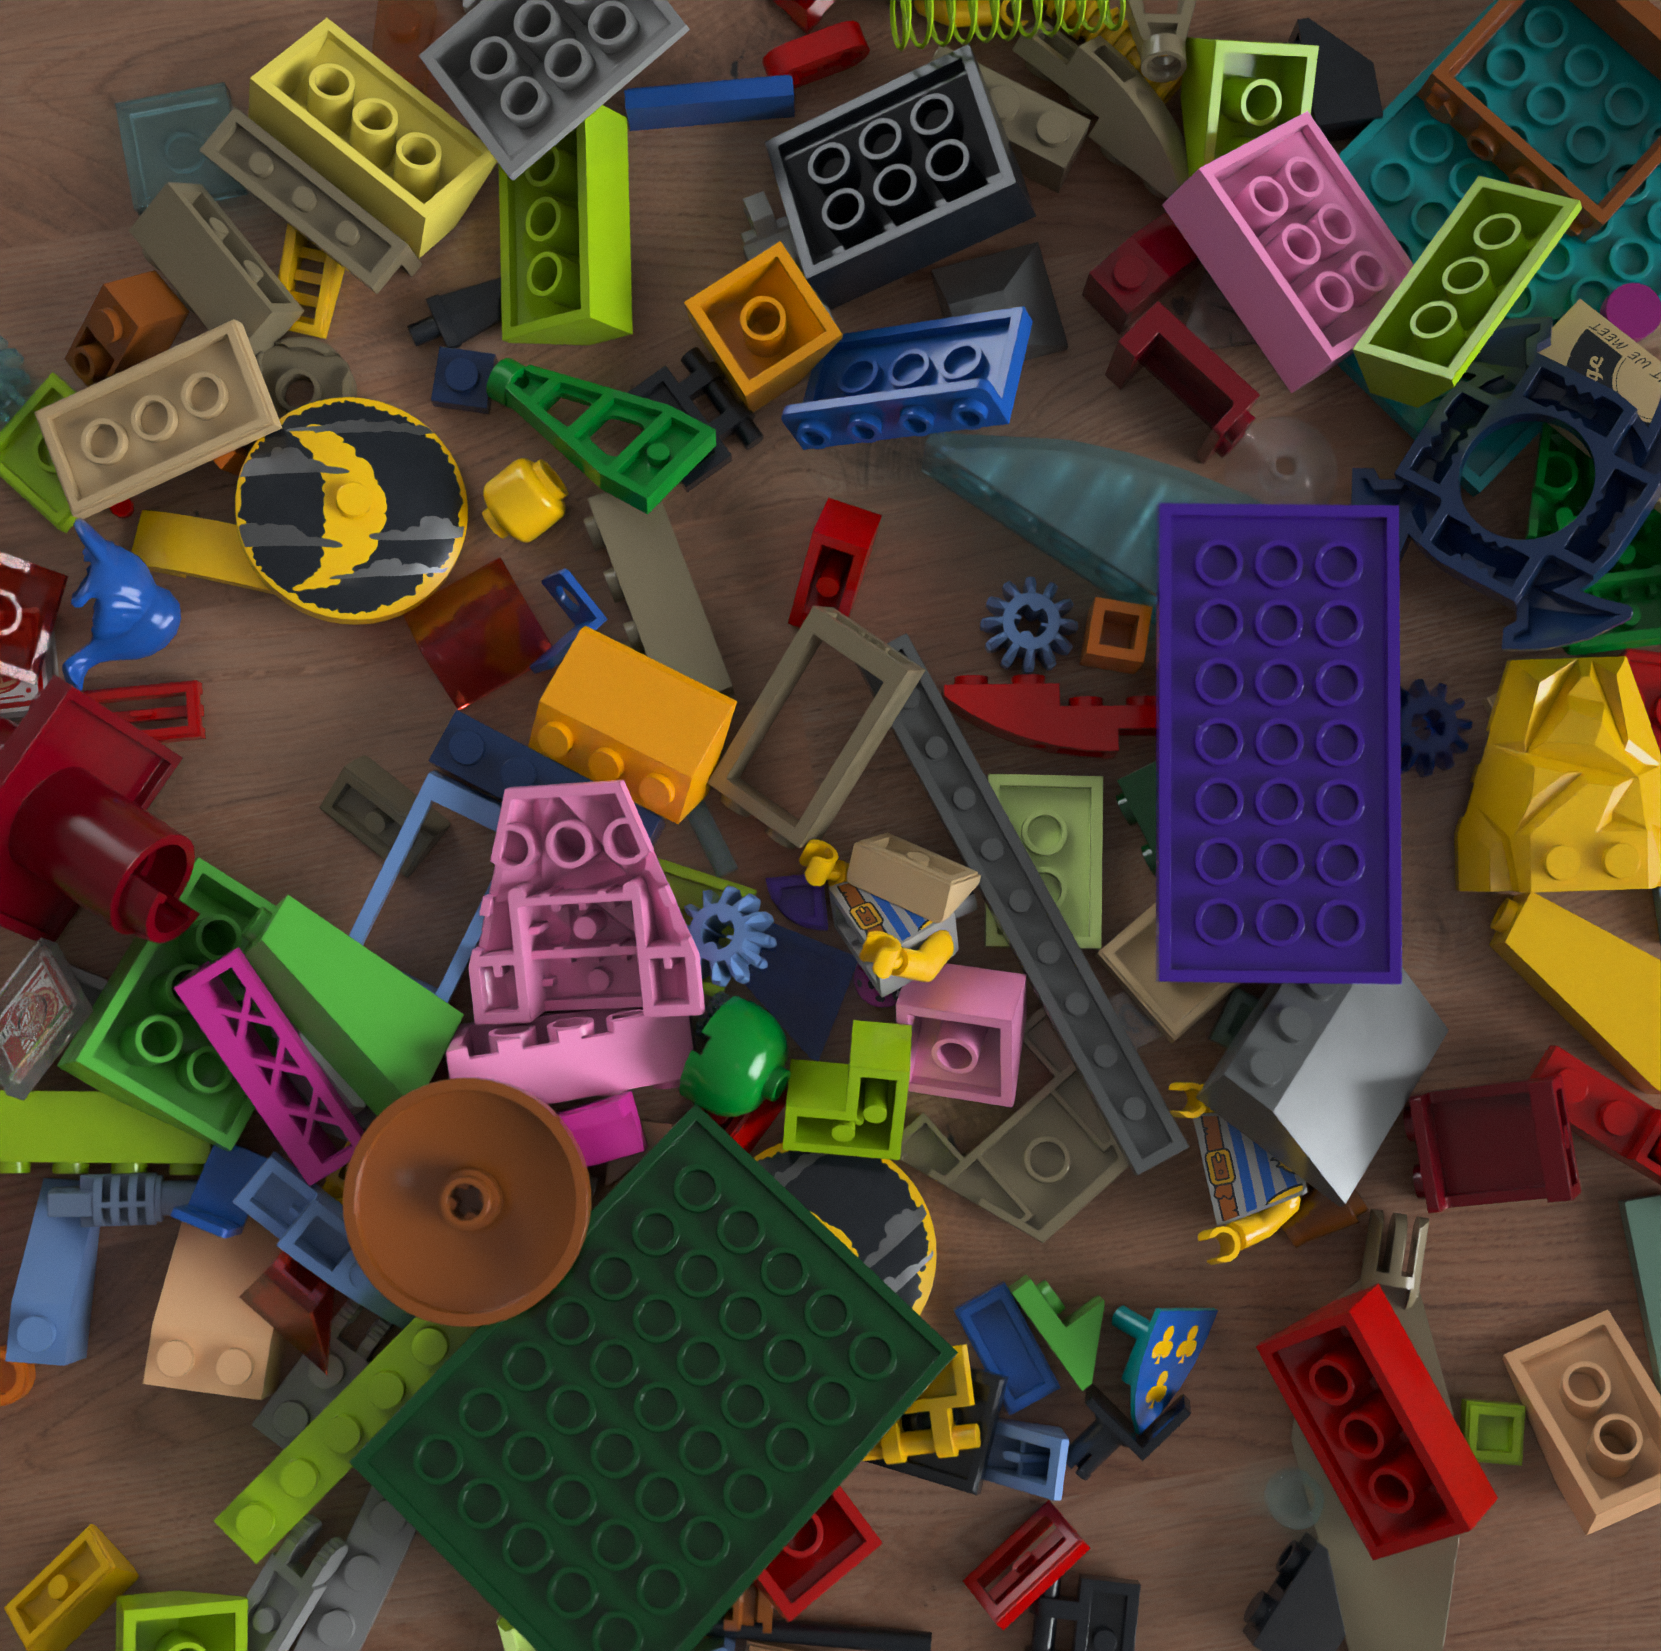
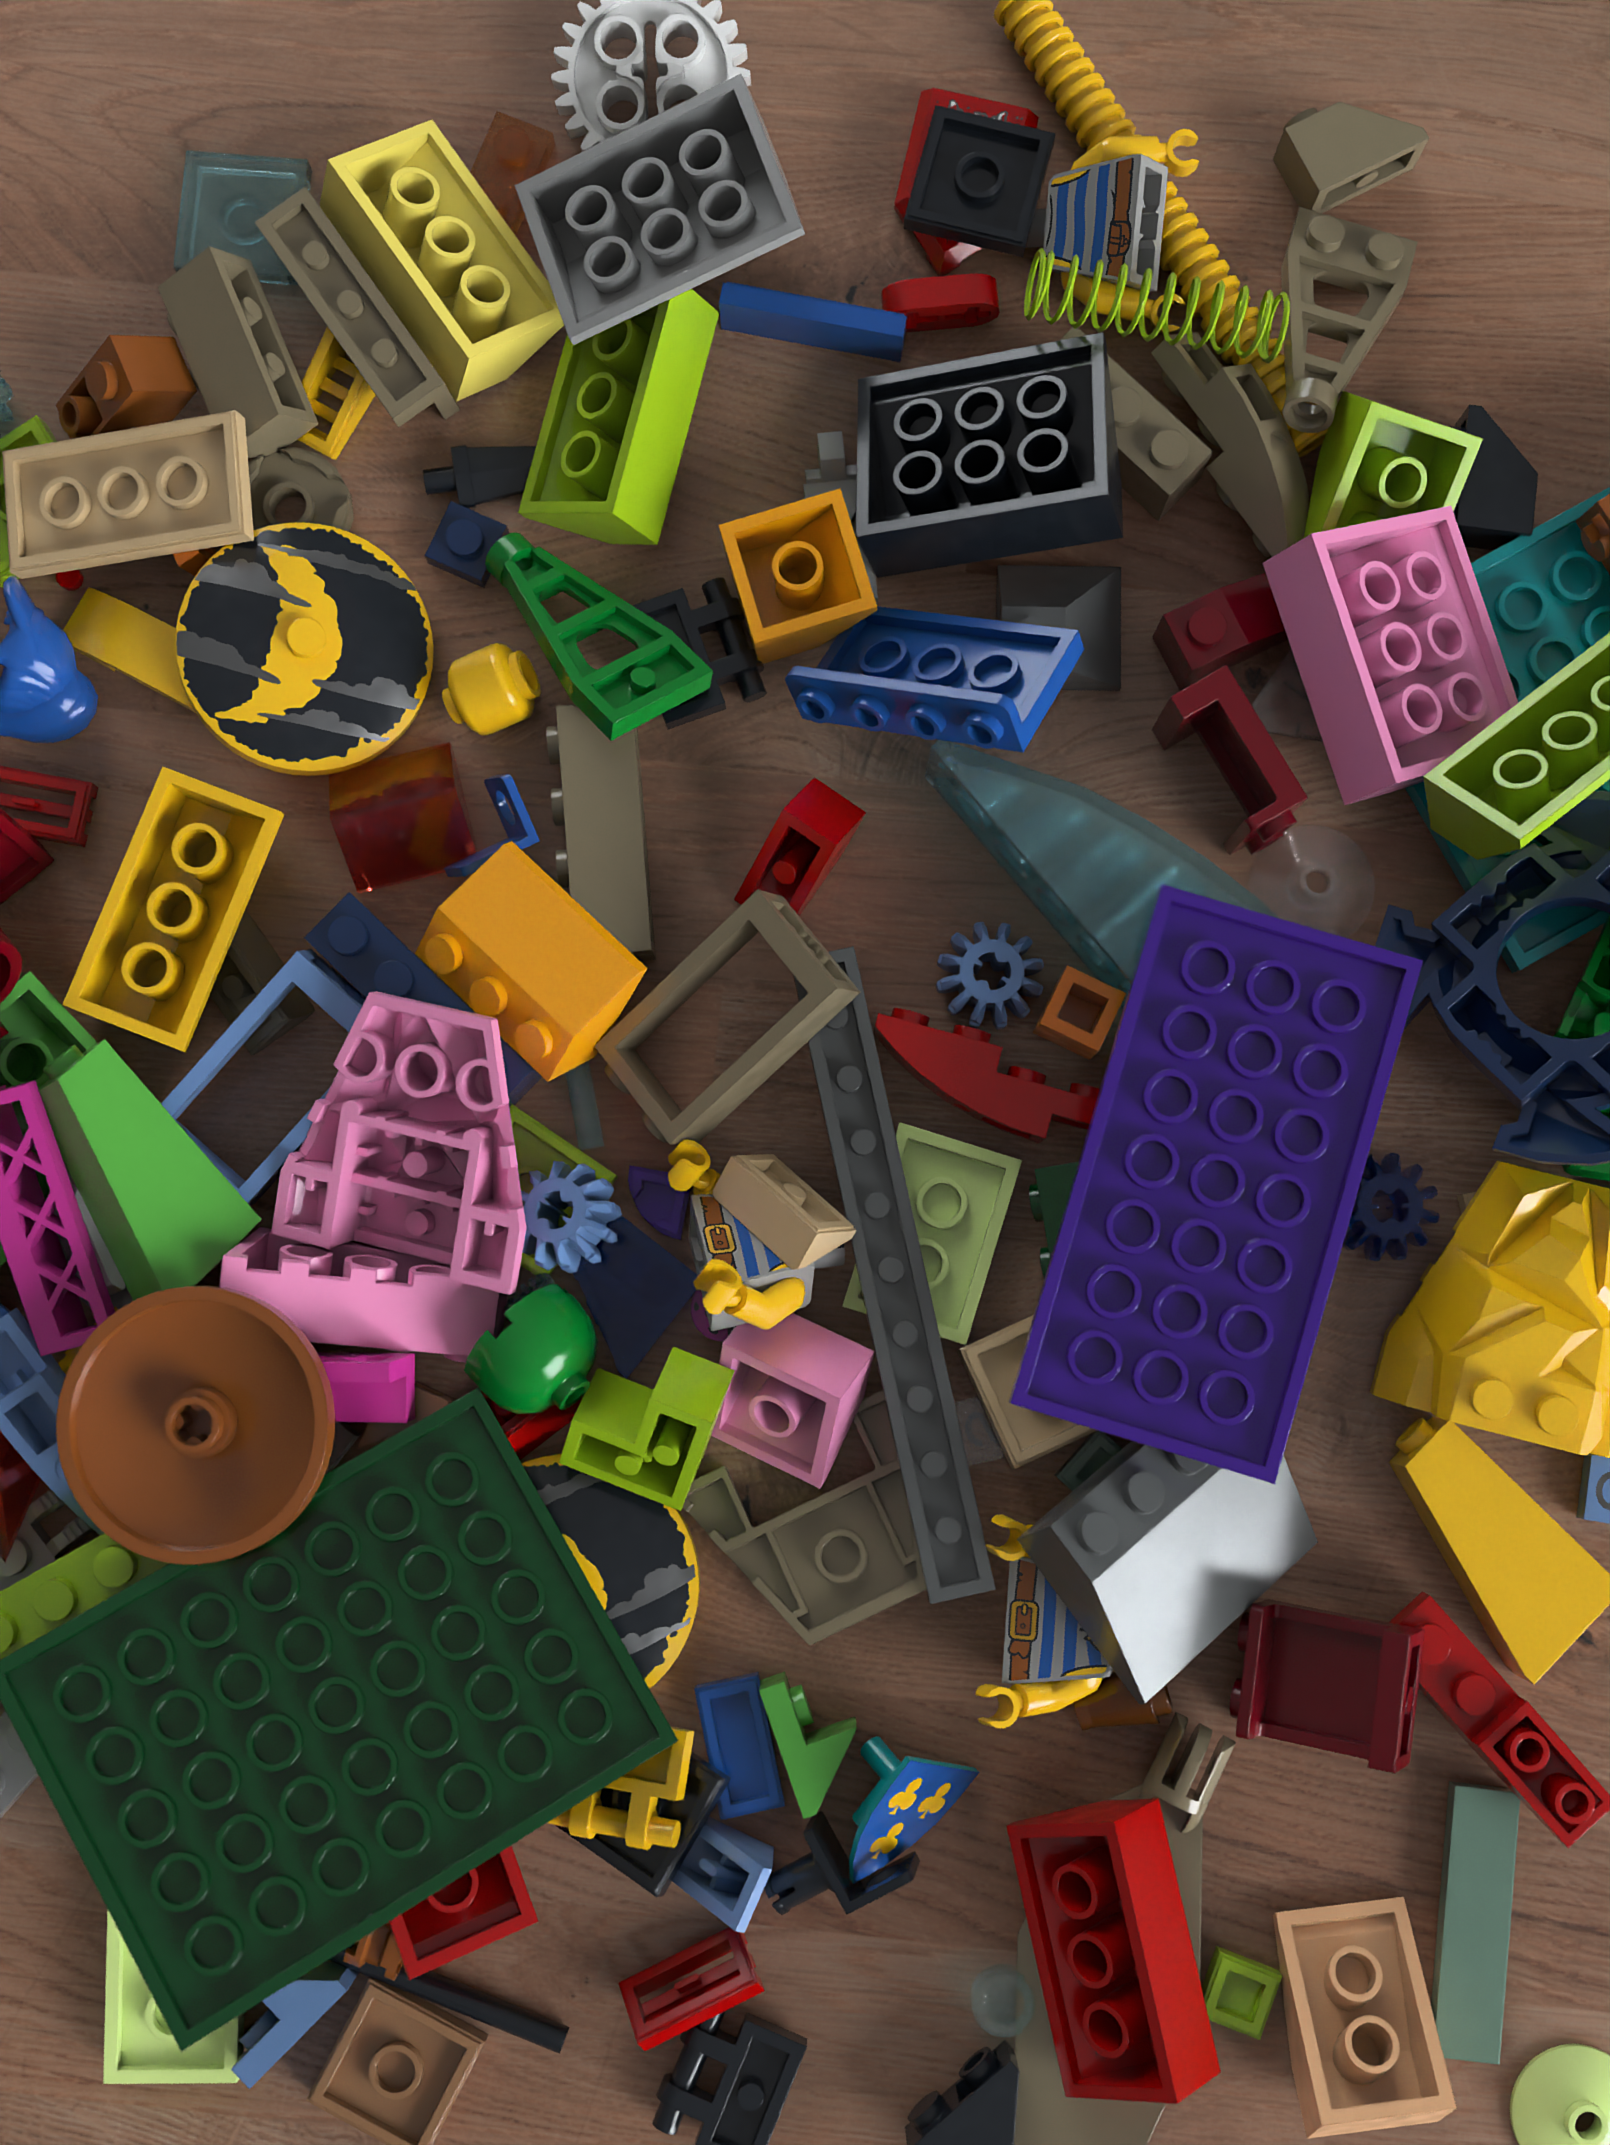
camera: 20 degrees right, 0 degrees up
(307, 769) = (173, 909): none -> yellow slope

